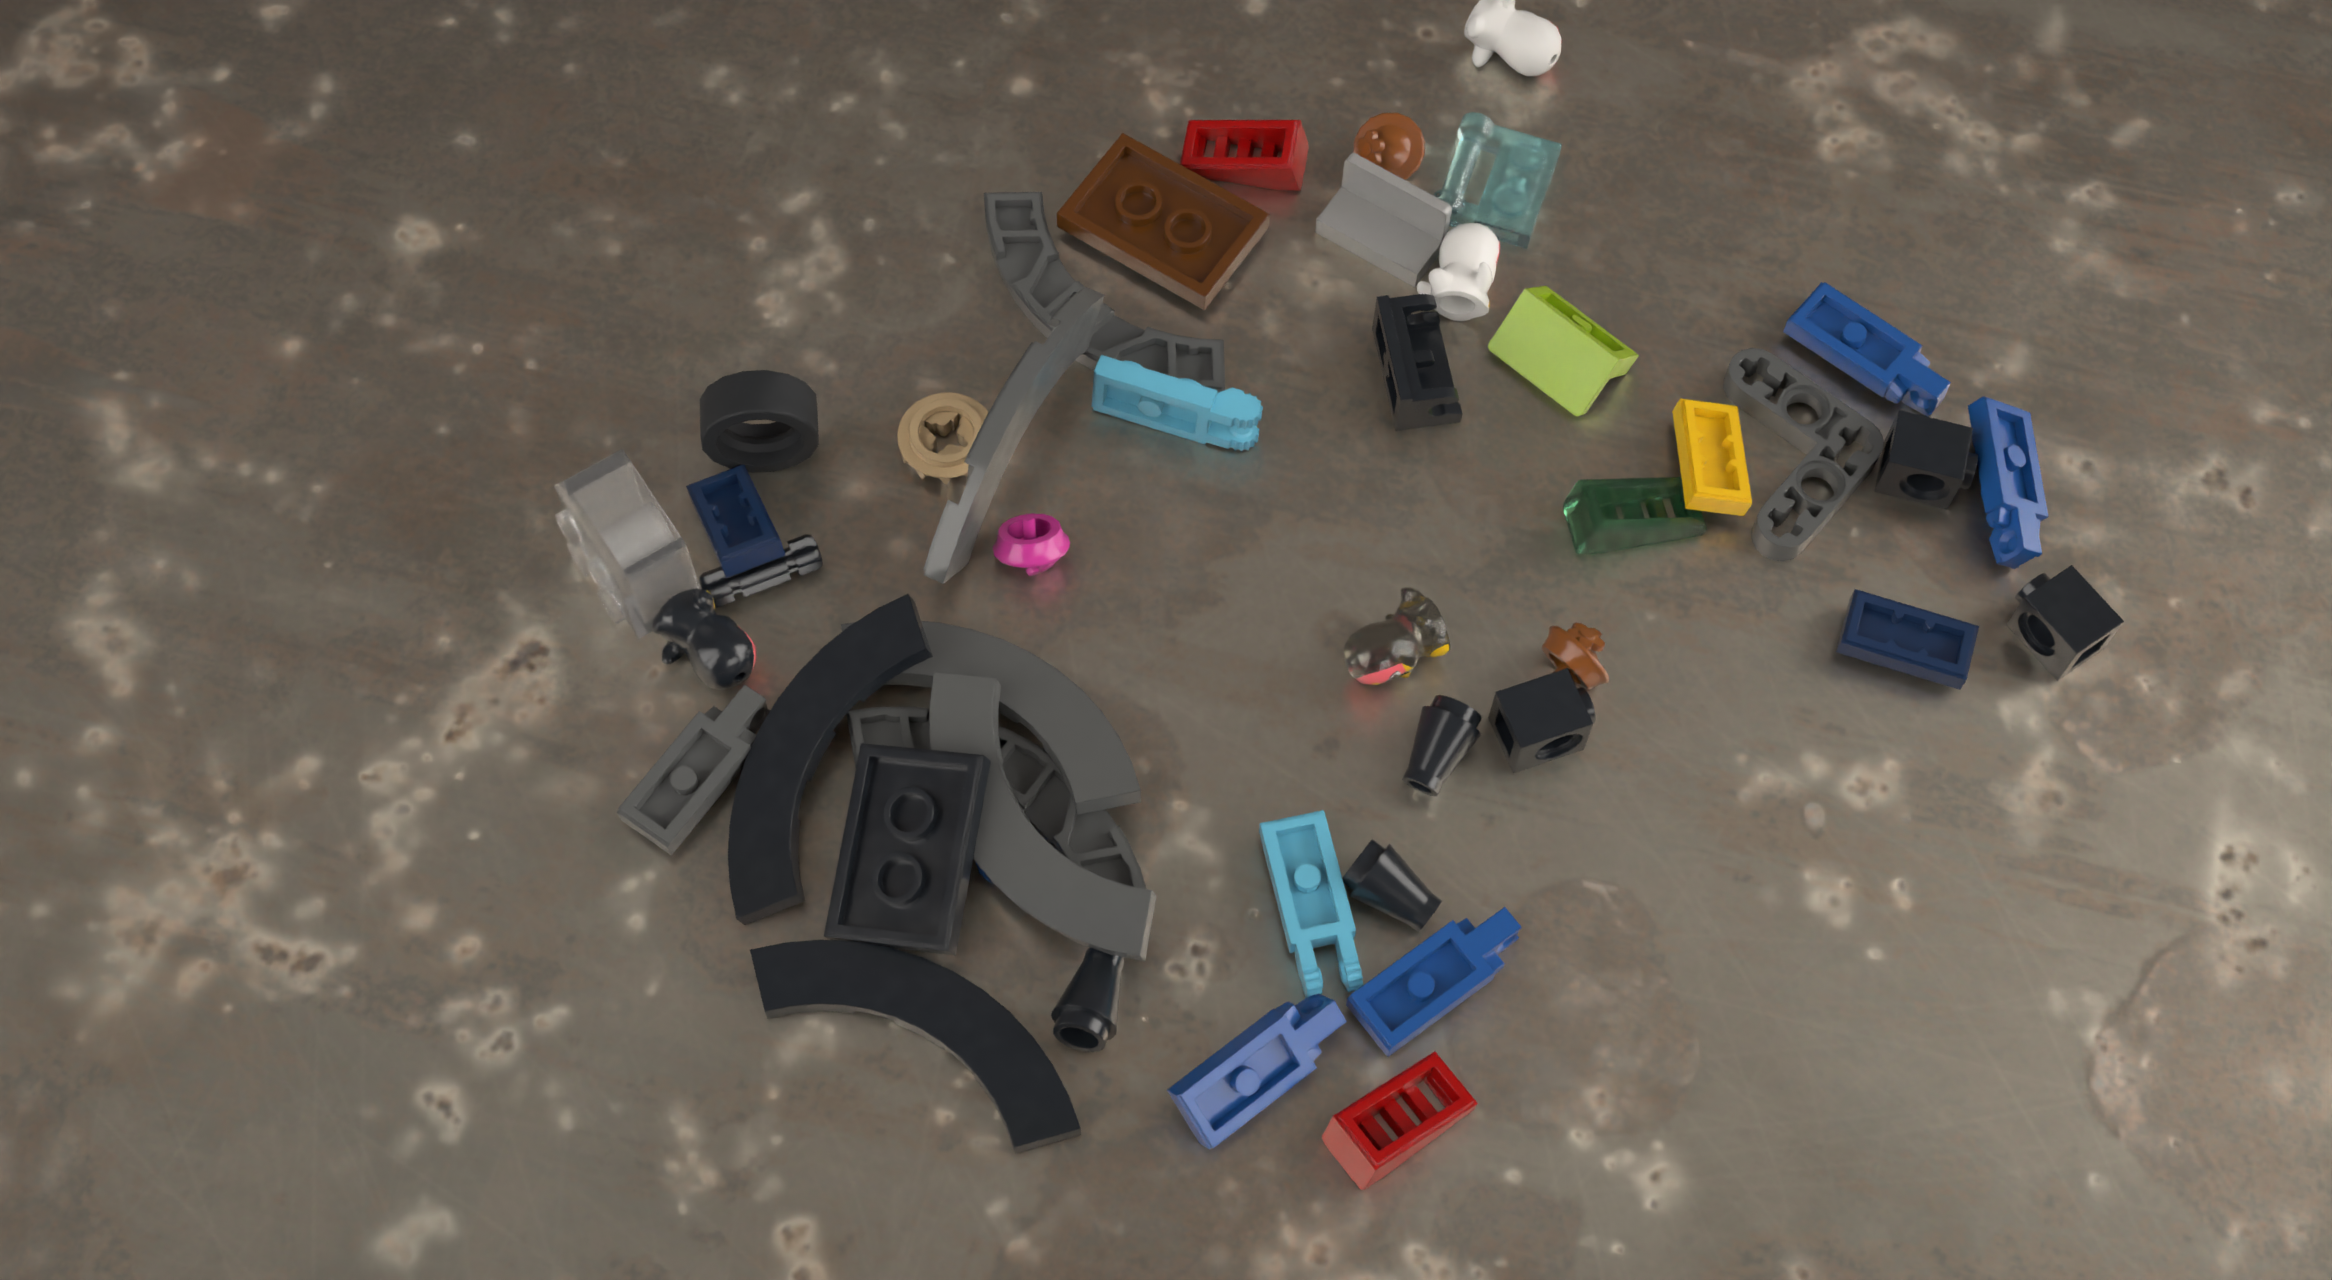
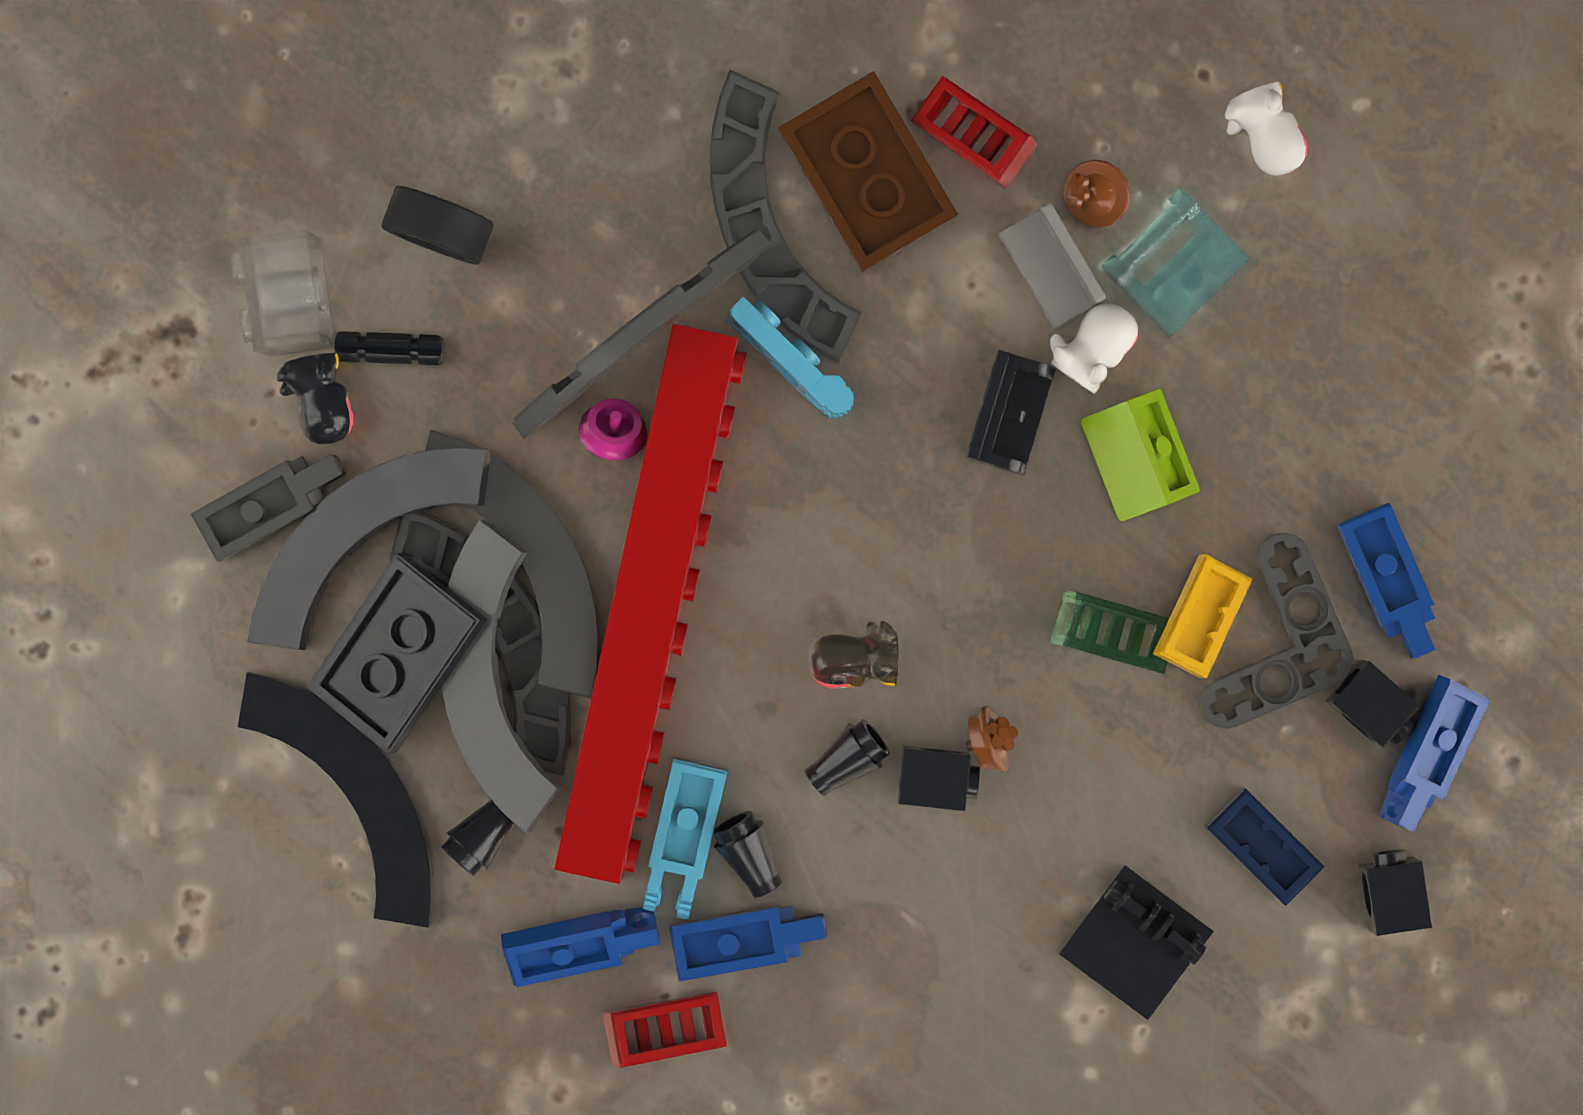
camera: 25 degrees right, 25 degrees up
(735, 521) = (385, 297): dark blue plate -> none
(940, 415) = (564, 292): tan gear -> none
(1157, 703) = (648, 603): none -> red brick
(1841, 793) = (1136, 942): none -> black hinge

